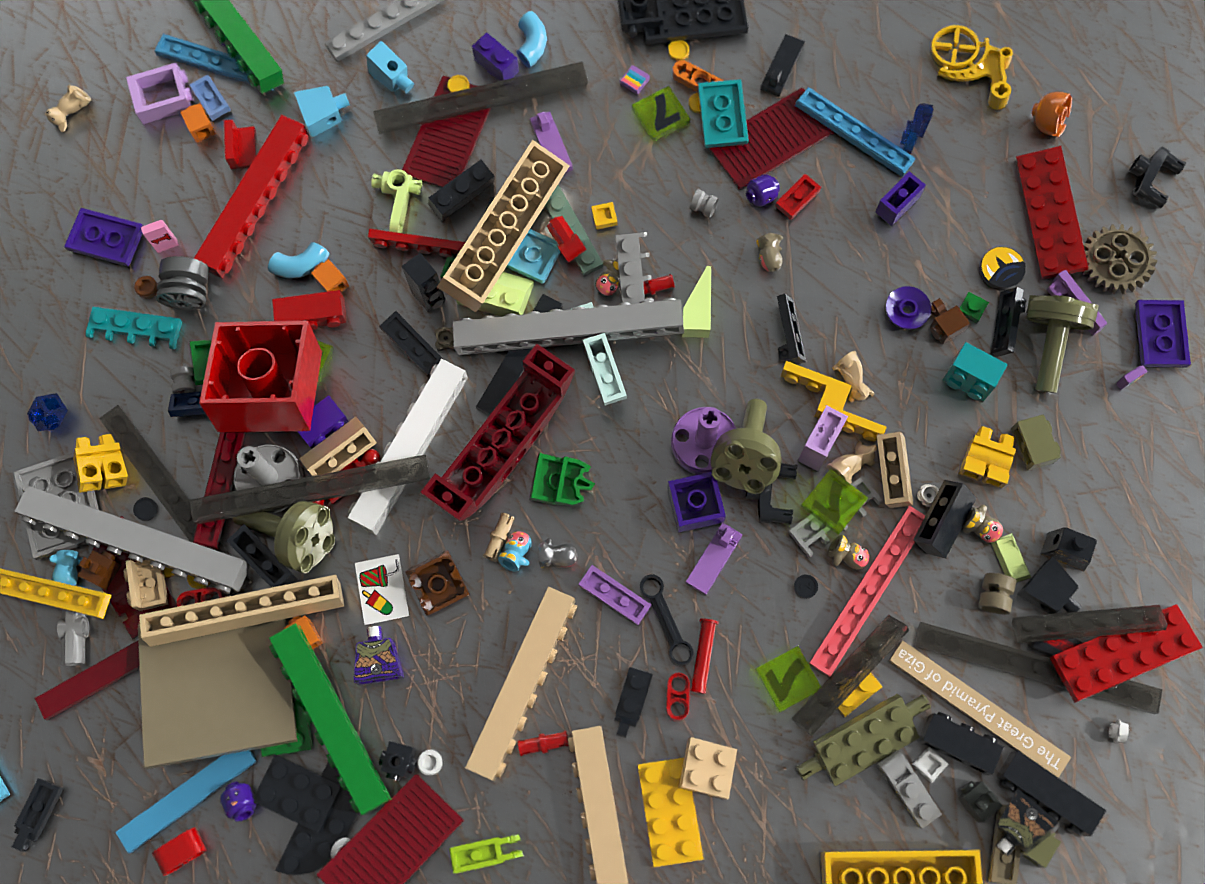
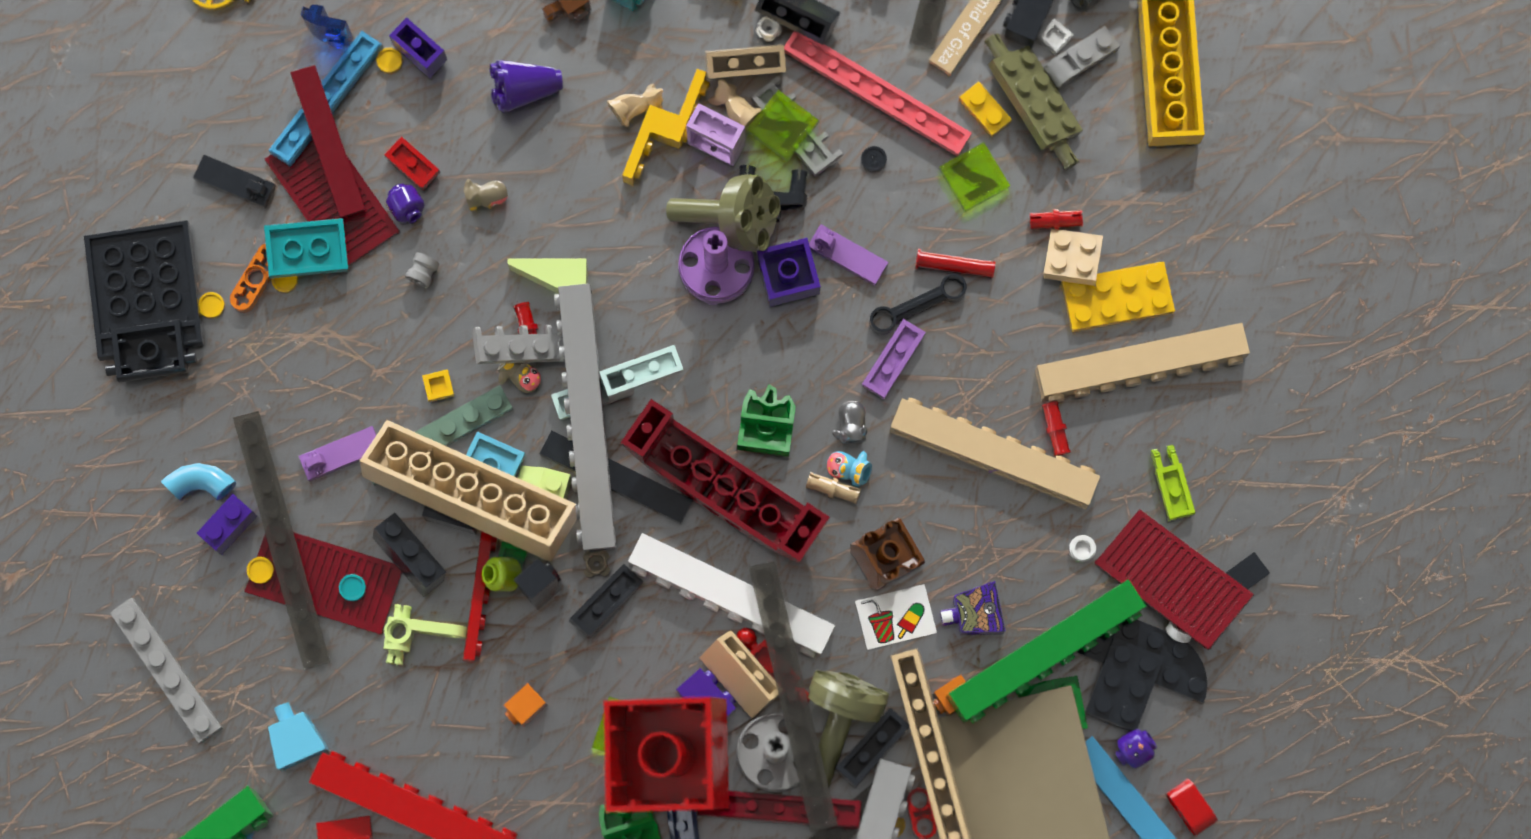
camera: 95 degrees left, 5 degrees up
(298, 265) = (508, 744): medium azure cylinder -> none
(316, 308) = (568, 725): red brick -> none
(388, 68) = (239, 663): medium azure torso -> none
(389, 757) = (1075, 582): black brick -> none
(437, 255) = (500, 573): none -> lime head
(439, 151) = (352, 587): none -> teal piece
(568, 242) = (479, 422): red piece -> none
(632, 699) = (1005, 338): black hinge -> none
(634, 79) = (253, 356): tile -> none
(661, 113) = (299, 324): clear neon green tile -> none
(679, 697) = (1001, 293): red beam -> none
(745, 754) = (1056, 219): none -> red pin
(793, 349) = (604, 169): black hinge -> none
(815, 129) = (327, 141): none -> dark red tile
(850, 674) = (968, 112): clear smoke plate -> none
(851, 553) = (838, 109): dark tan animal -> none
(869, 281) = (522, 83): none -> dark purple cone
(889, 180) = (389, 60): none -> yellow piece
(912, 299) = (549, 32): dark purple dish -> none

